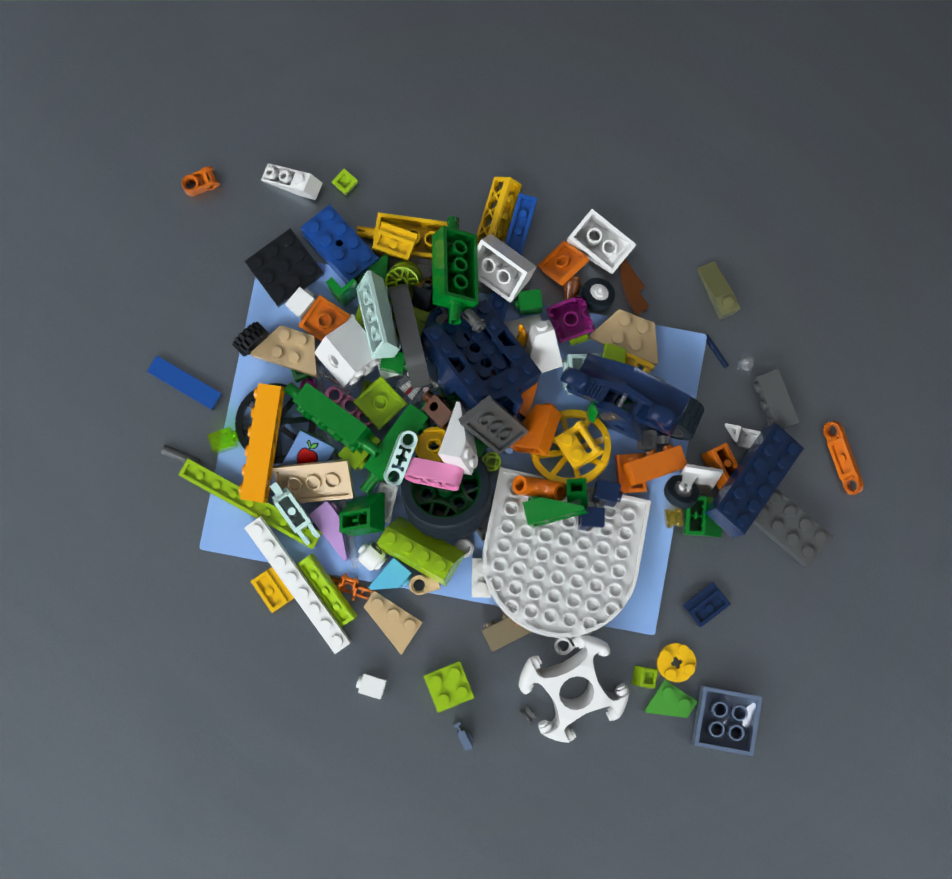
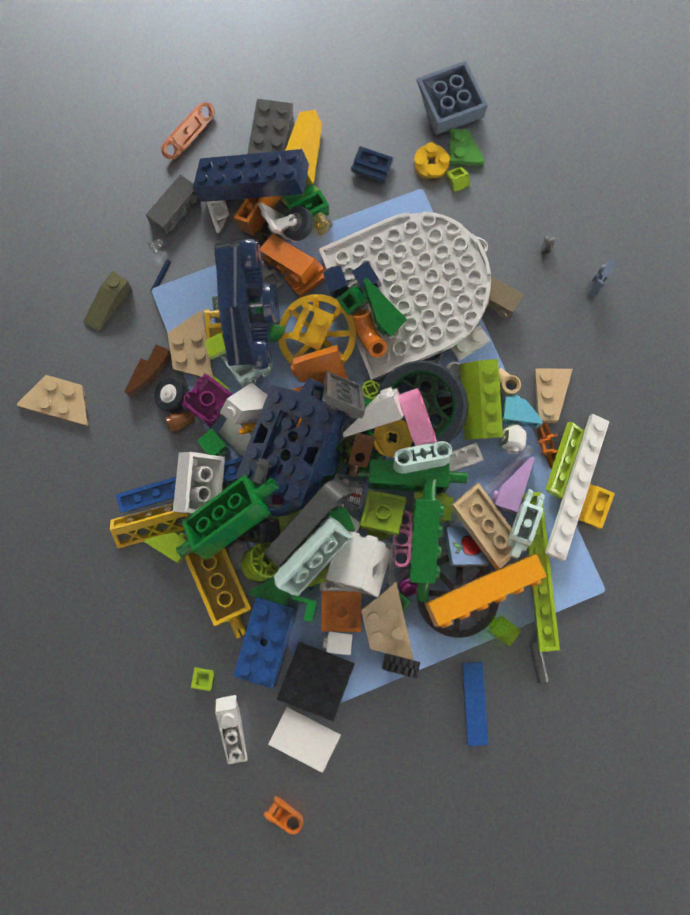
camera: 130 degrees left, 5 degrees down
(247, 232) = (304, 739): none -> white tile
(363, 515) = (486, 465): green slope -> none
(371, 685) = (613, 375): white brick -> none
(395, 241) = (232, 591): yellow plate -> none
(449, 686) = (571, 315): lime brick -> none
(470, 216) = (167, 544): none -> lime slope
(563, 263) = (160, 438): orange plate -> none
(571, 709) = (510, 204): white piece -> none
(601, 242) = (123, 418): white slope -> none
(654, 200) = (57, 399): none -> tan wing
(692, 454) = (262, 235): none -> clear smoke axle
(762, 554) = (307, 137): none -> yellow slope

